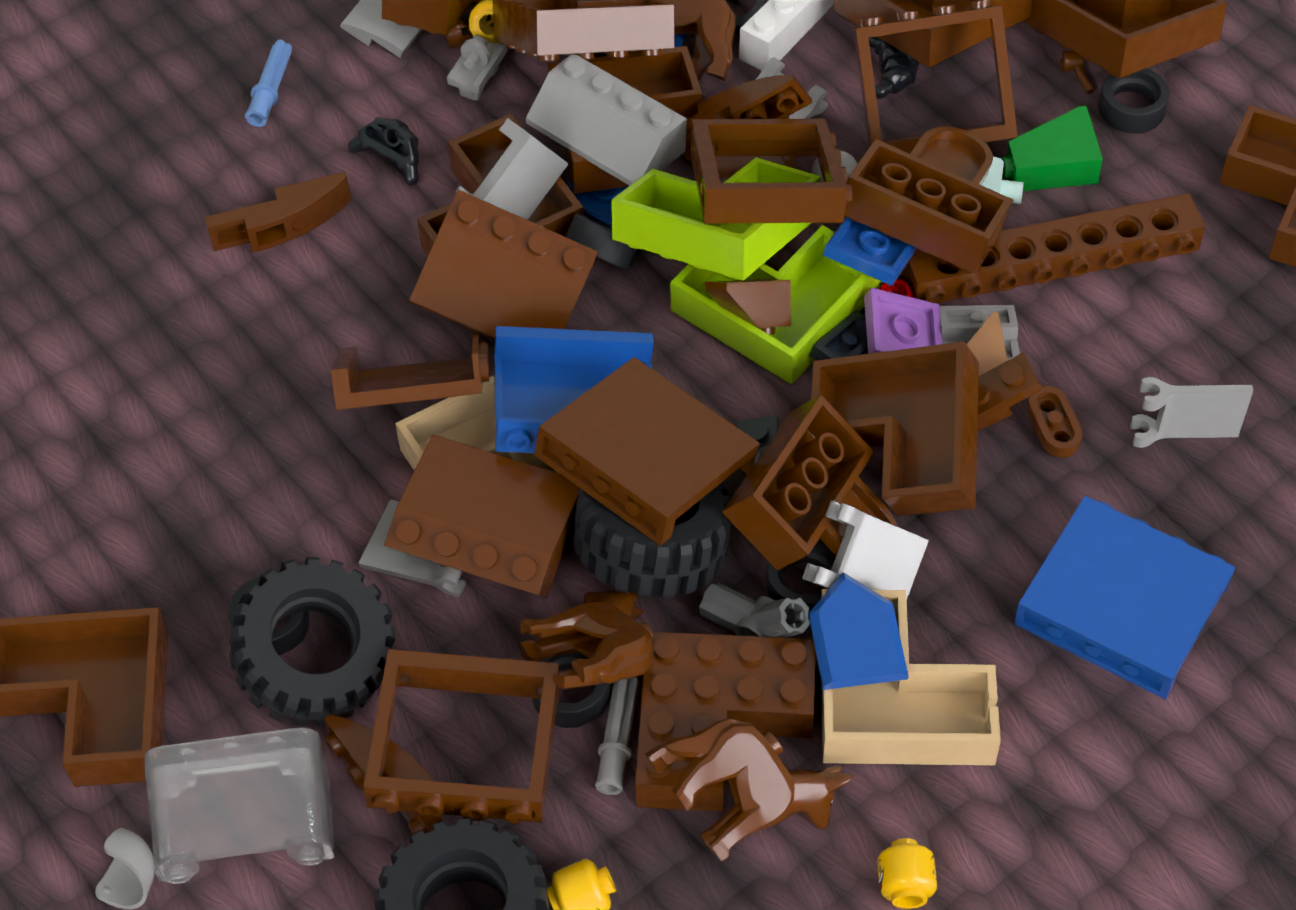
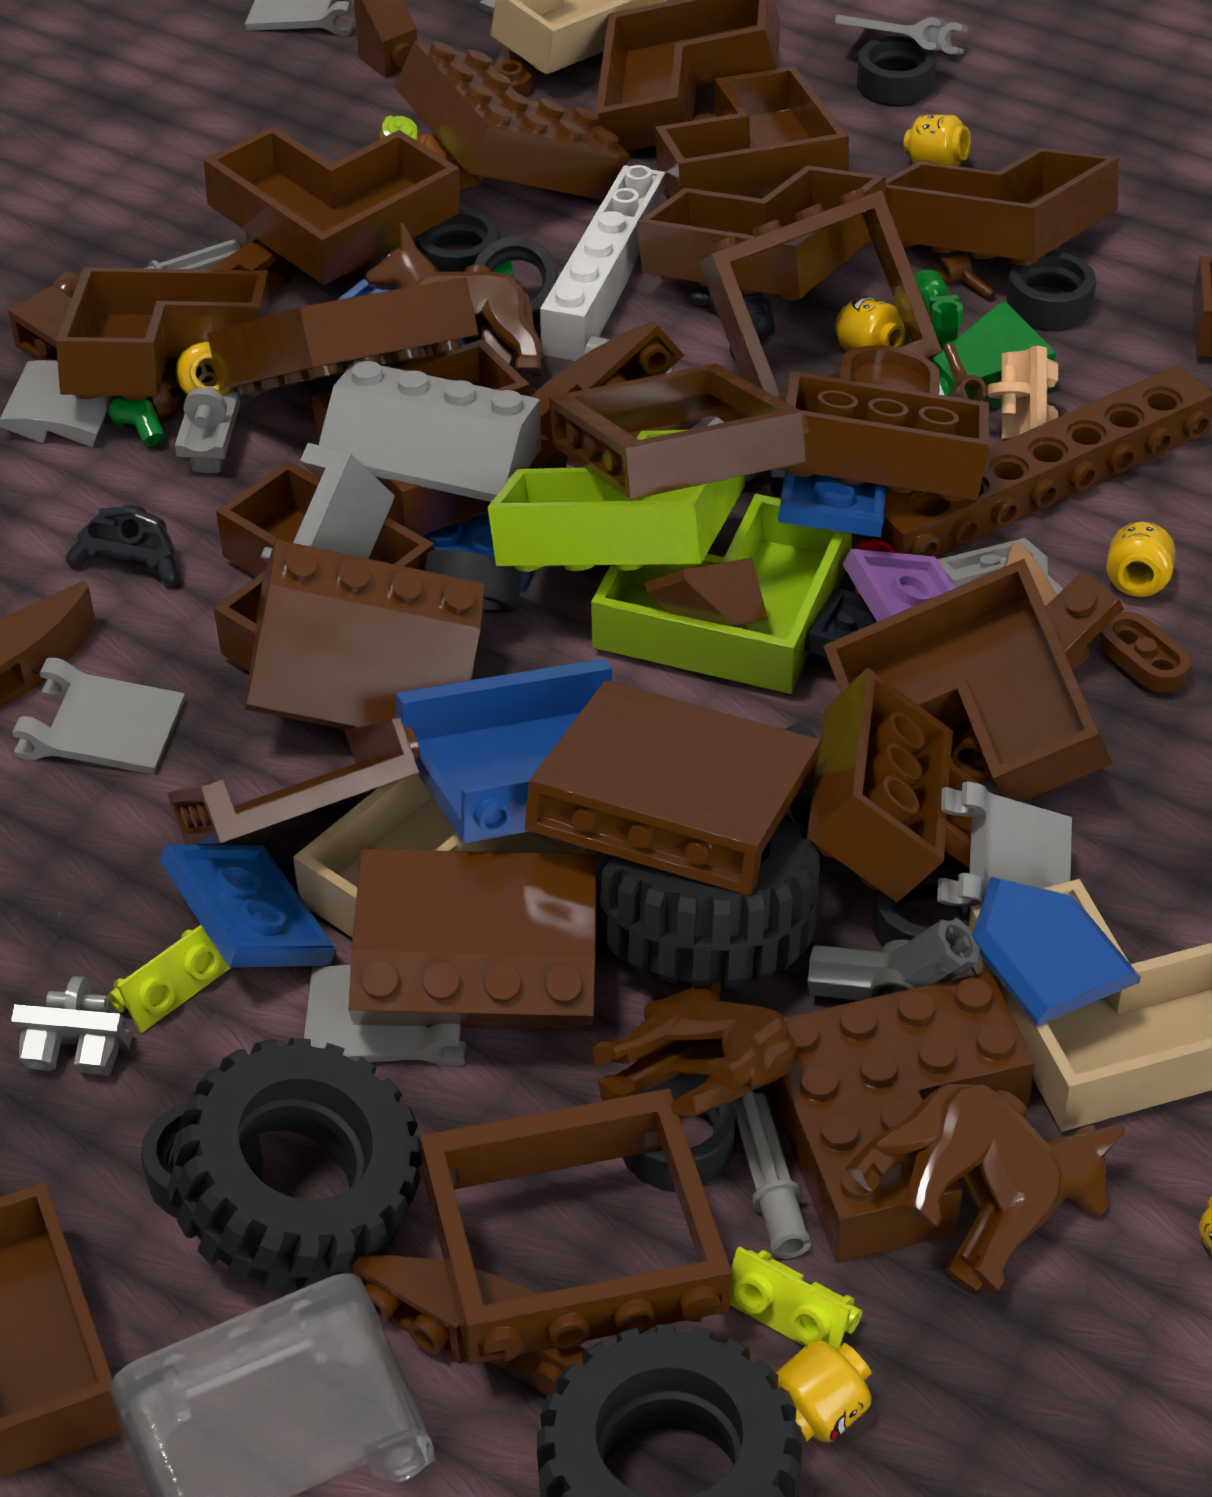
camera: 20 degrees left, 10 degrees down
(235, 511) = (71, 1019): none -> light grey hips
(298, 481) = (169, 979): none -> neon yellow hinge
(326, 278) = (100, 720): none -> light grey flag
(360, 449) = (247, 906): none -> blue tile
(439, 47) = (138, 413): none -> green arm
(581, 813) = (787, 1303): none -> neon yellow hinge
(978, 99) = (869, 323): none -> yellow head
(1019, 164) = (972, 382): none -> reddish brown hand
(1039, 79) = (943, 309): none -> green bar
(1062, 186) = (1024, 390): none -> light nougat hips
(1086, 347) = (1141, 559): none -> yellow head

